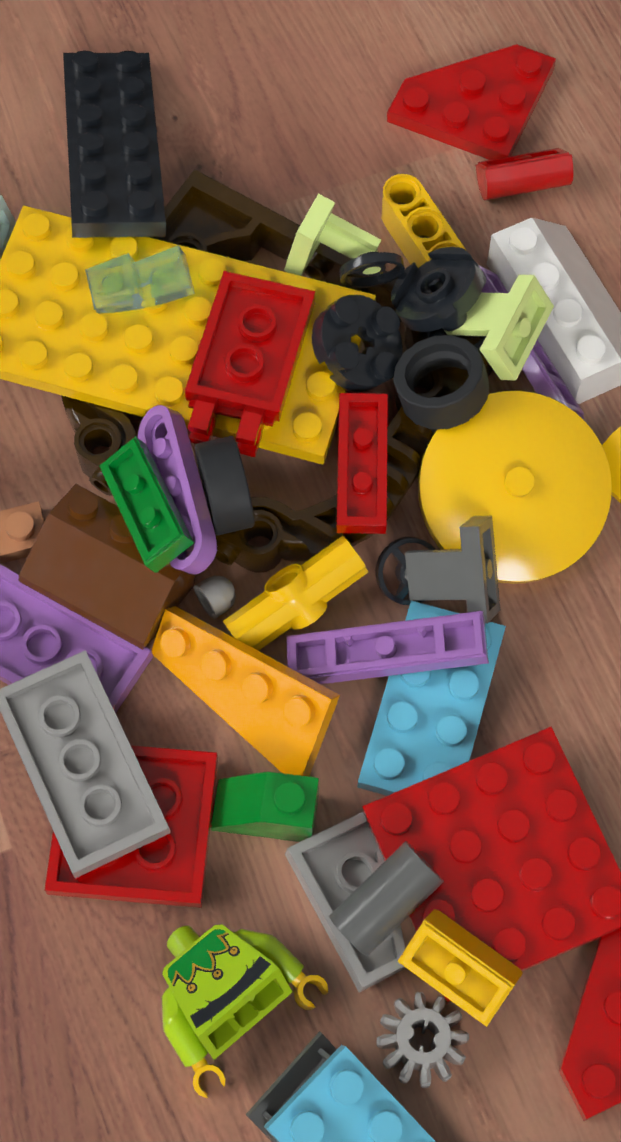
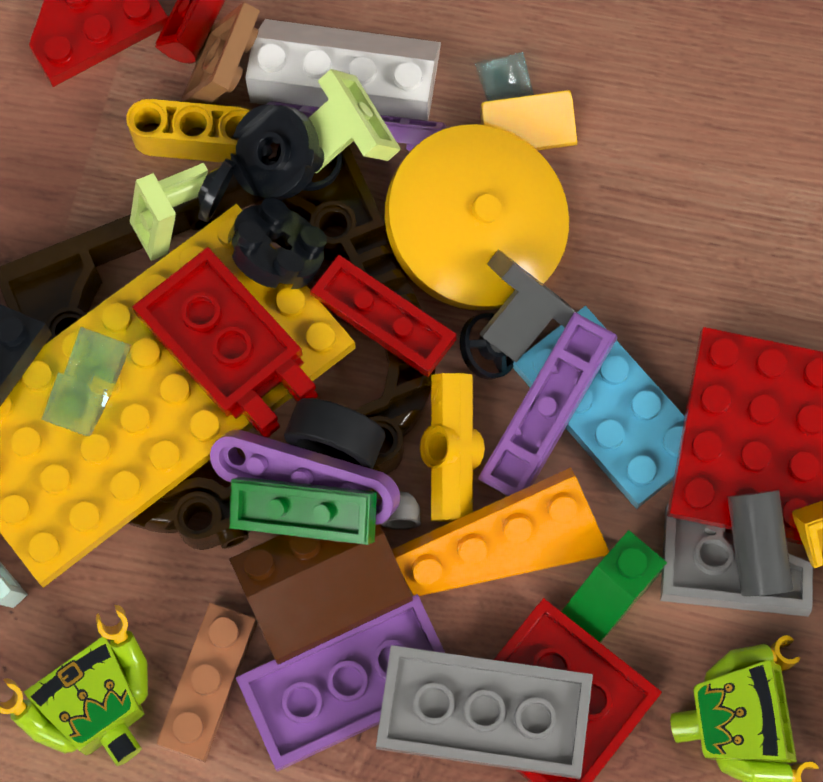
camera: 55 degrees left, 5 degrees up
(432, 355) = (333, 186): black tyre -> none
(510, 207) = (219, 58): none -> medium nougat plate

